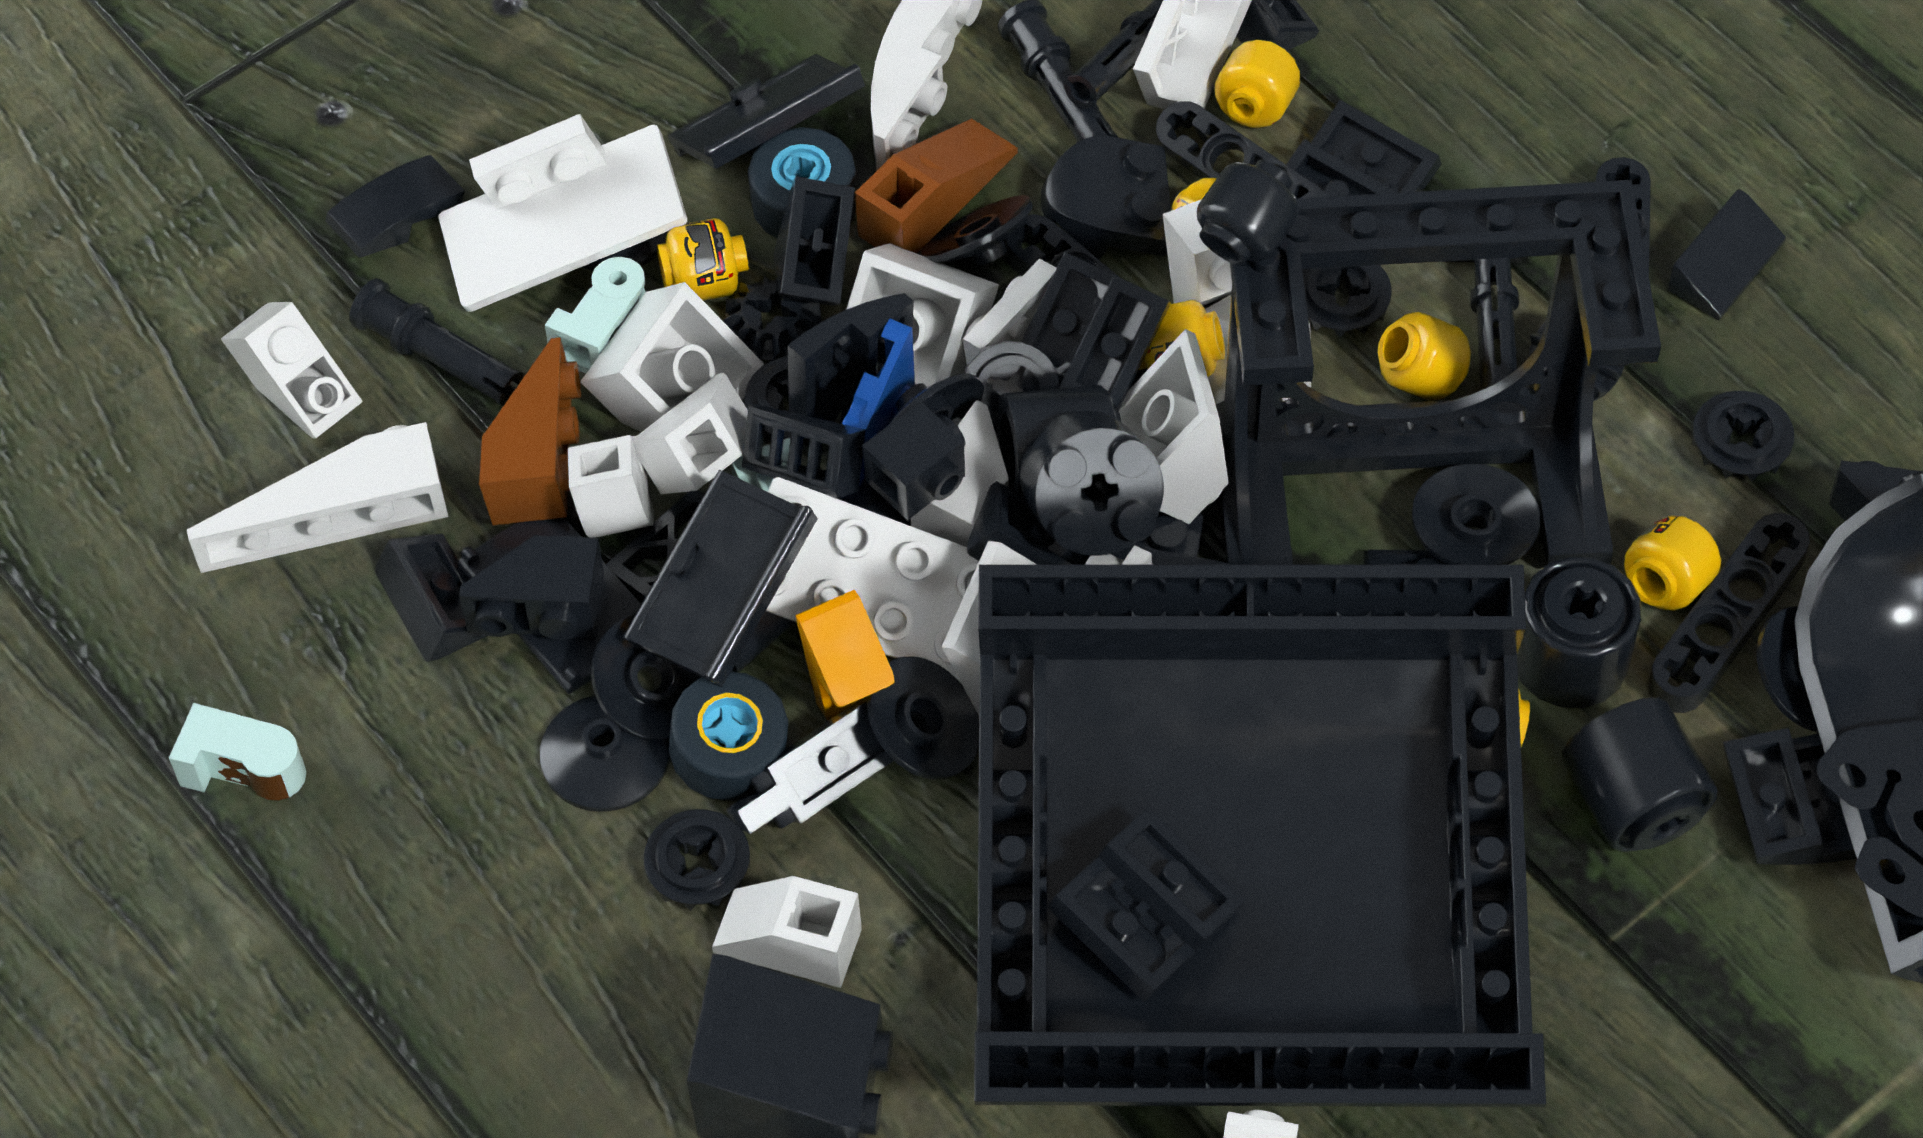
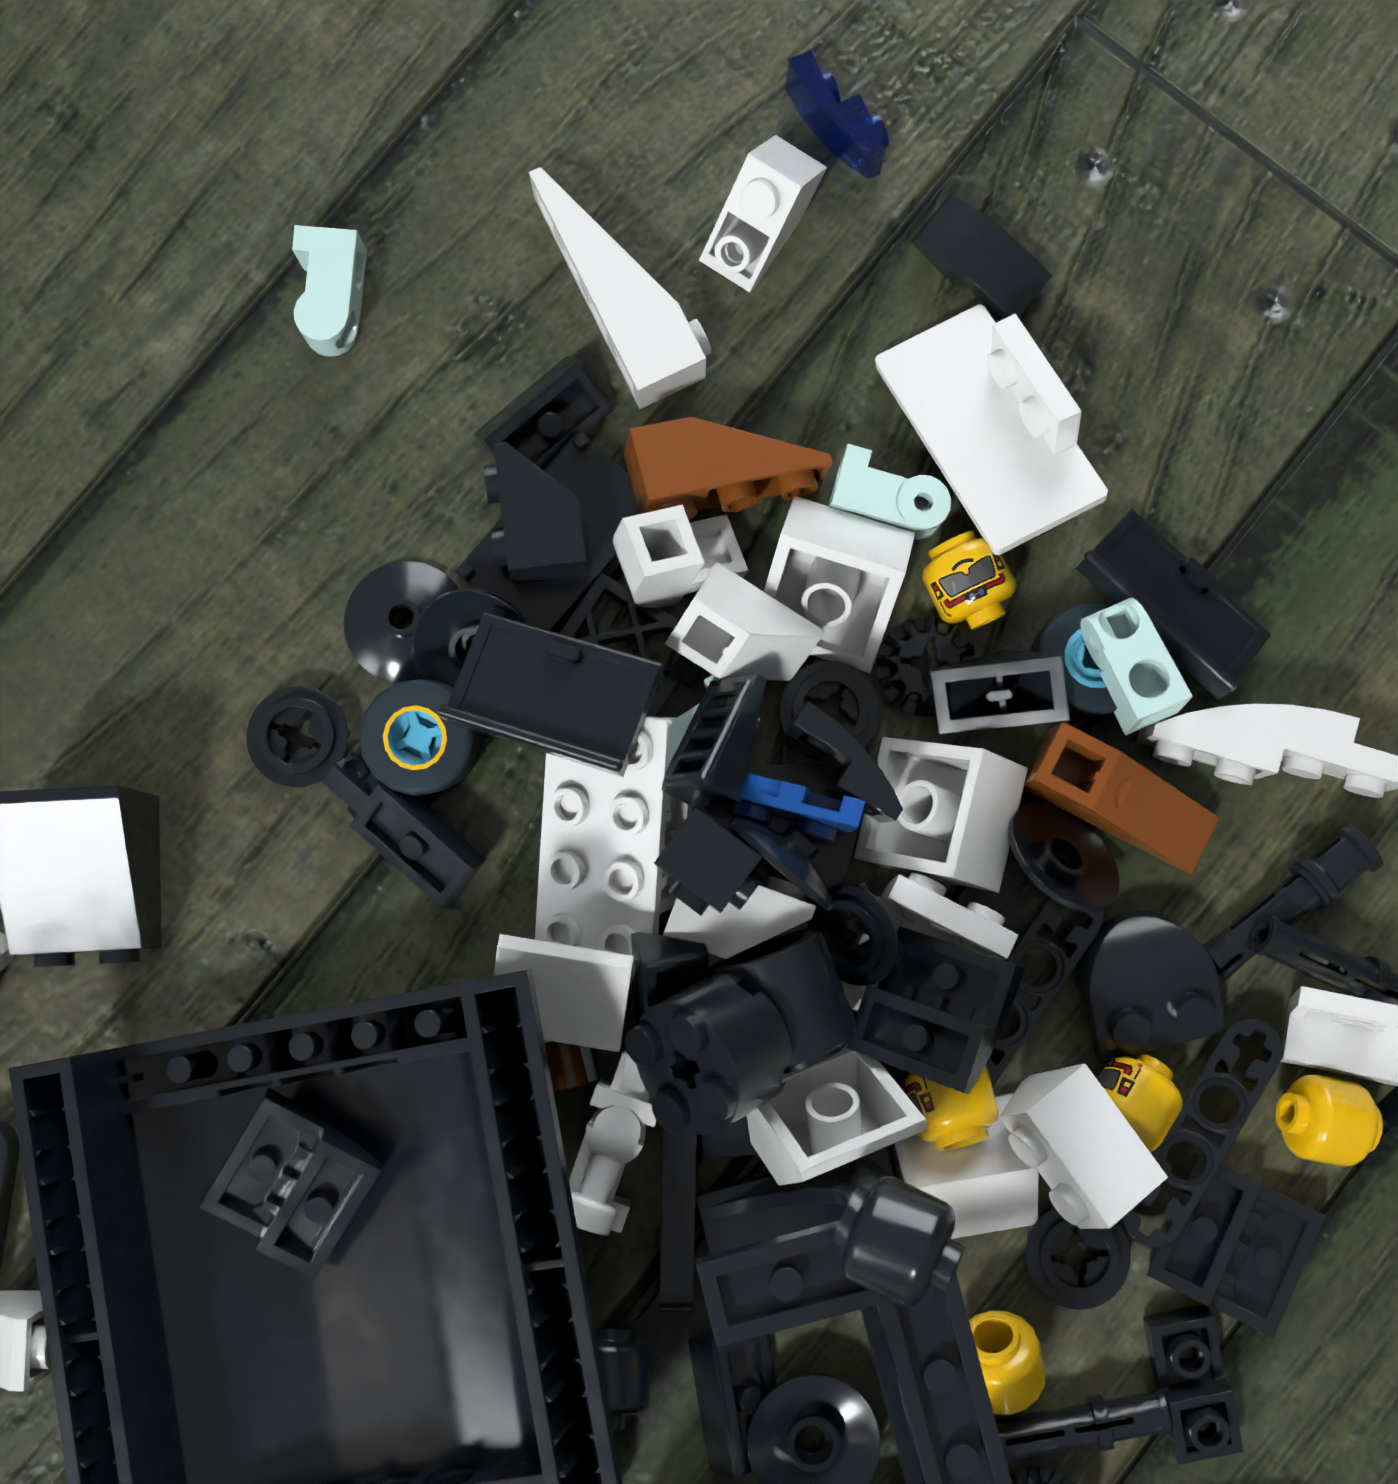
camera: 75 degrees right, 25 degrees up
(237, 287) = (840, 125): none -> clear blue slope
(413, 331) = (832, 319): black pin -> none
(792, 928) = (221, 841): white slope -> none
(817, 129) = (1134, 665): none -> light aqua leg
(842, 653) = (496, 837): light orange slope -> none
(925, 719) = (463, 940): black dish -> none

